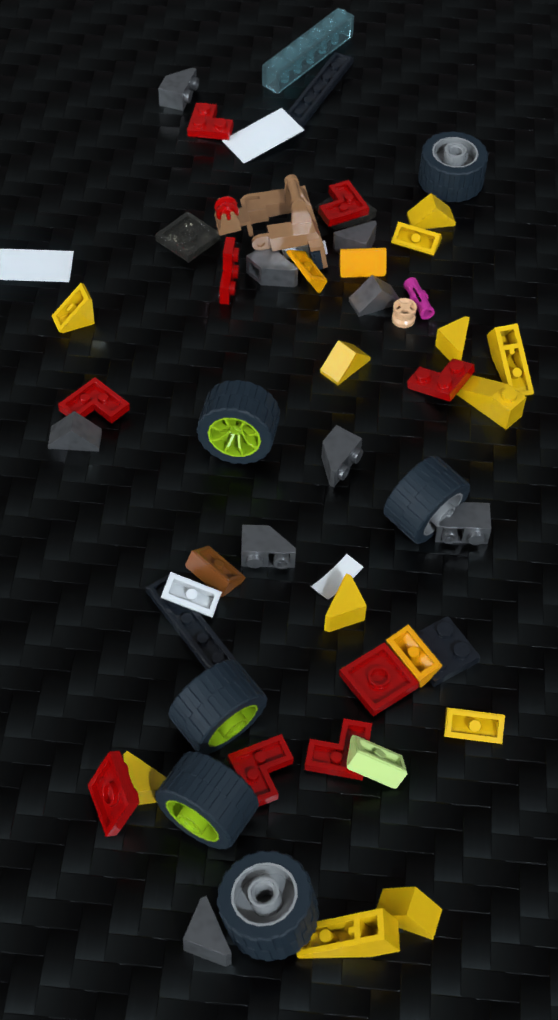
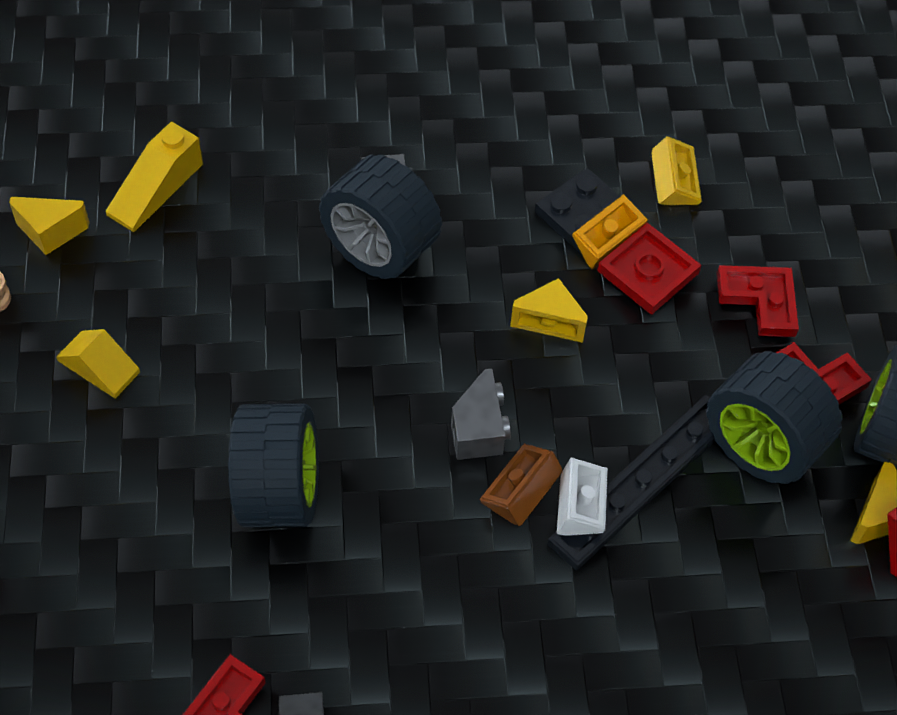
camera: 100 degrees left, 5 degrees up
(331, 581) = (496, 334): white sticker -> none
(339, 452) = (292, 347): flat silver slope -> none
(375, 762) = (768, 255): yellowish green slope -> none
(443, 384) = (136, 229): red plate -> none
(509, 358) = (78, 155): yellow slope -> none

